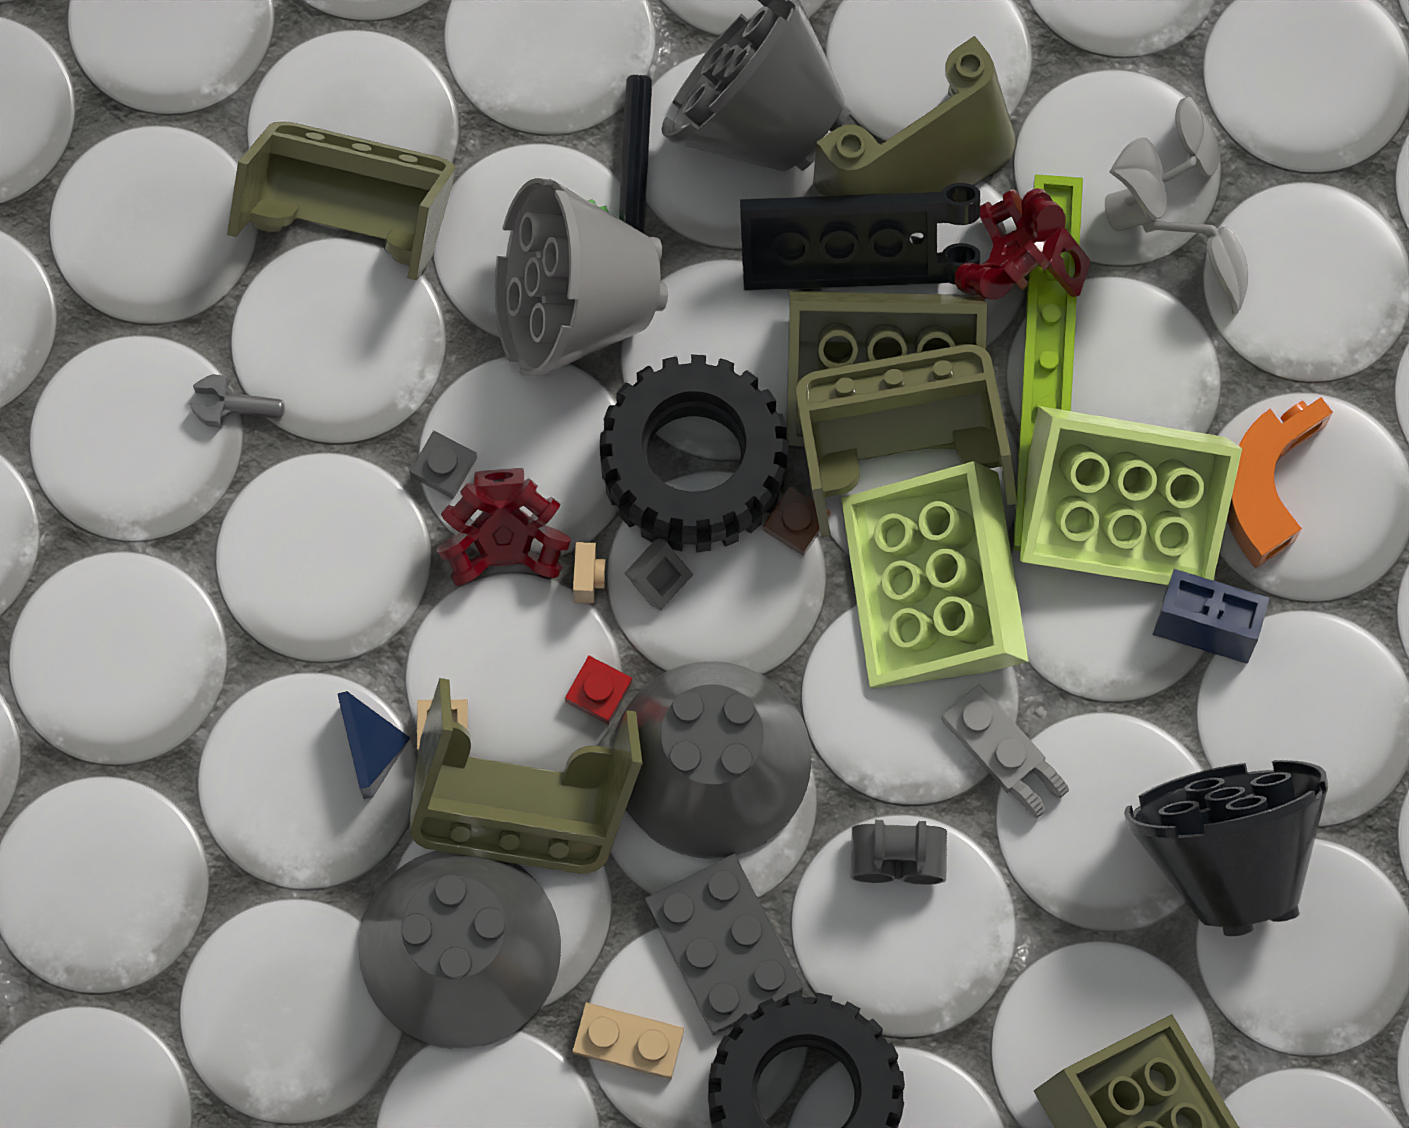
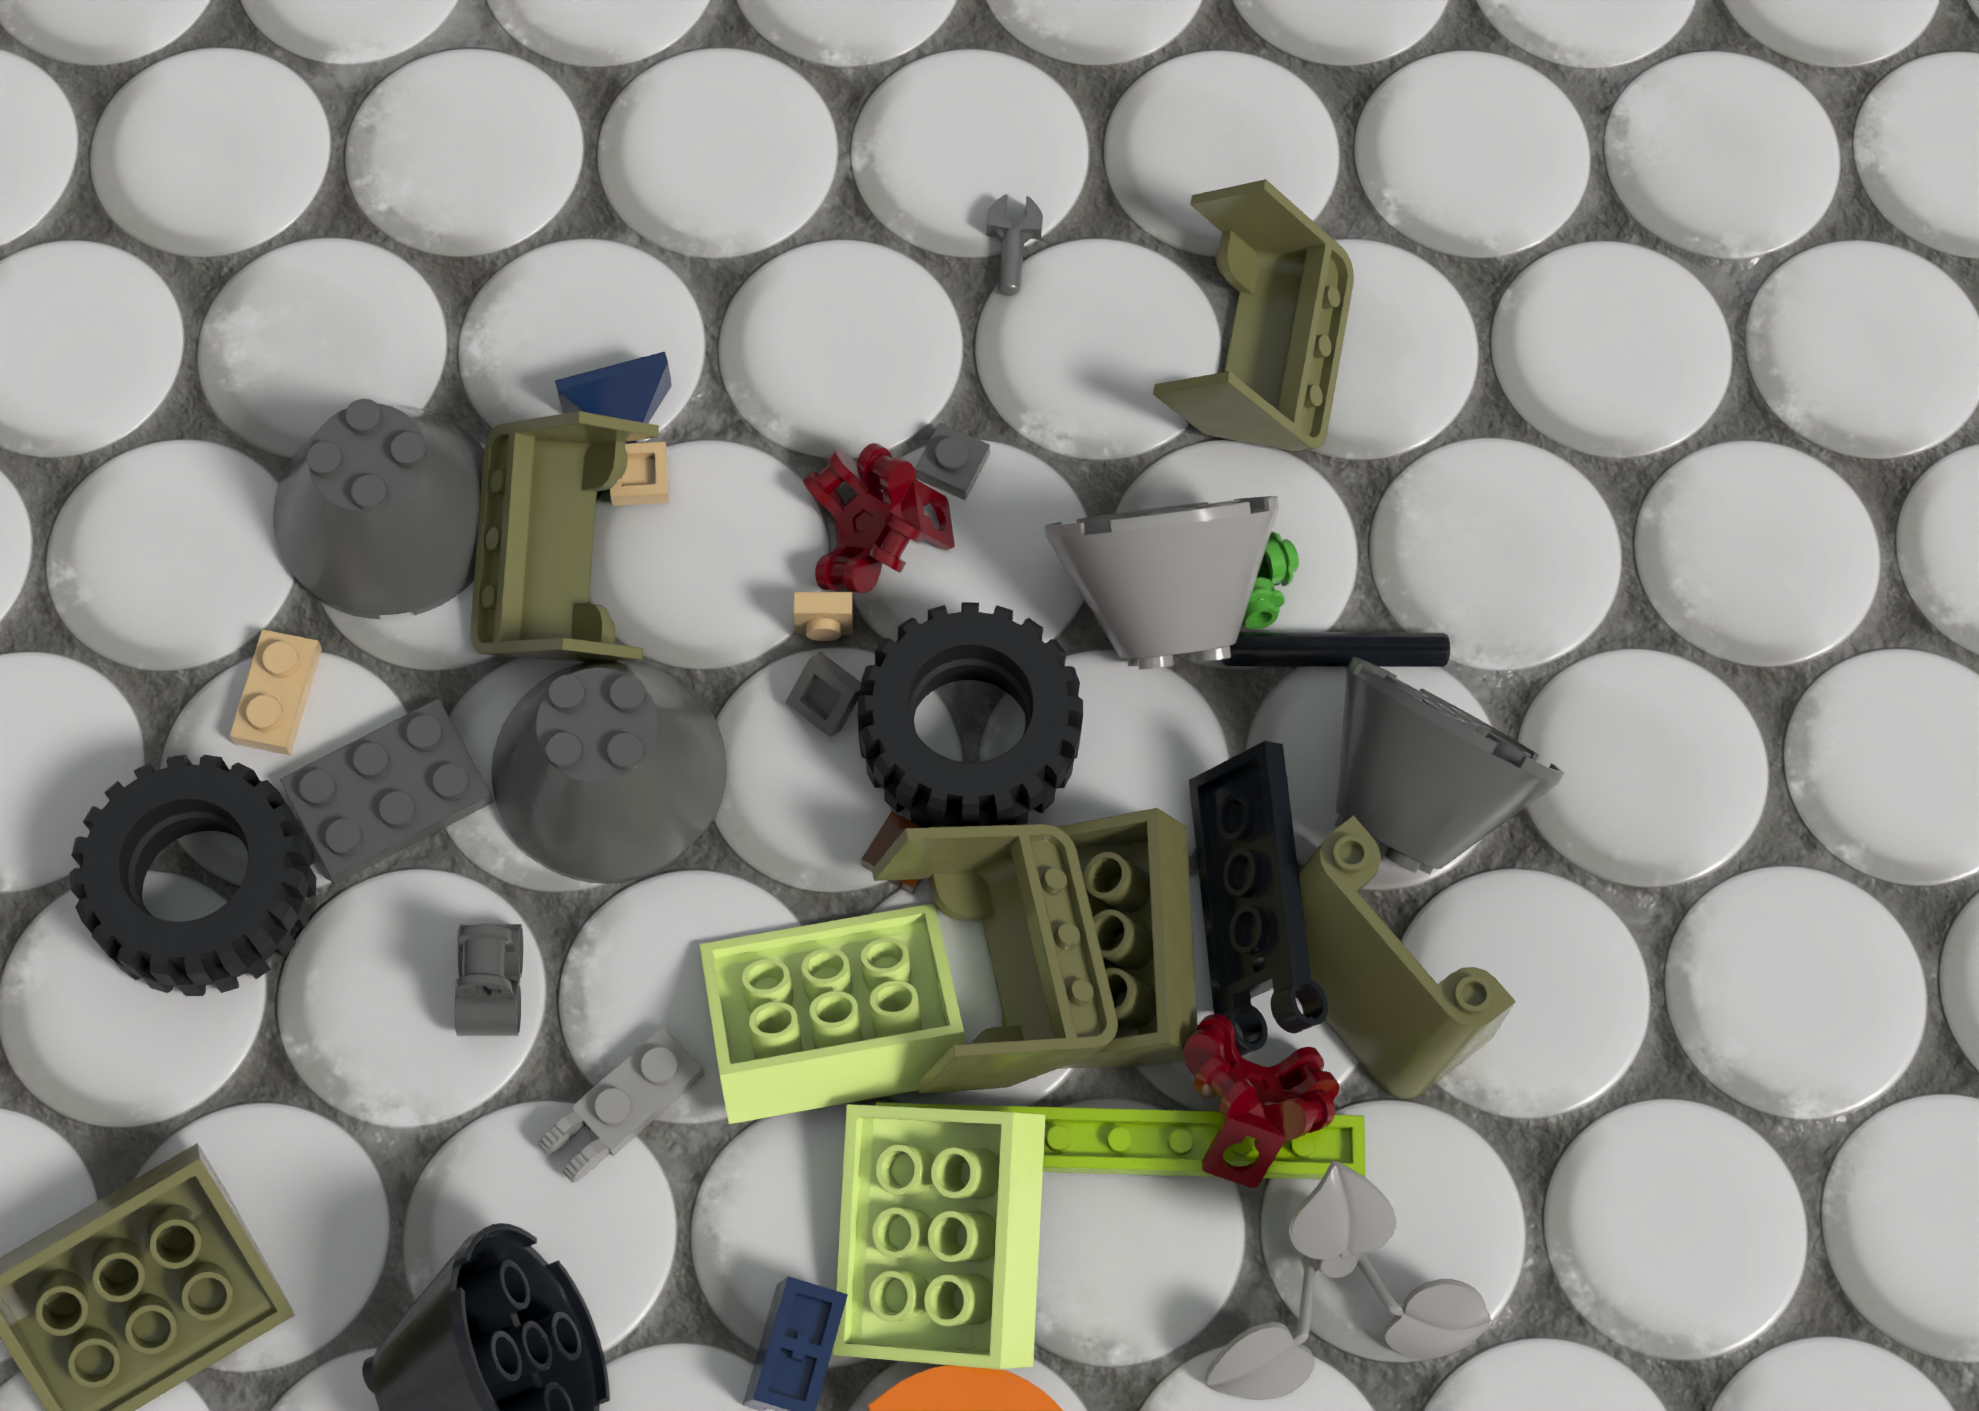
camera: 85 degrees right, 5 degrees down
(598, 689) = (688, 640): red plate -> none

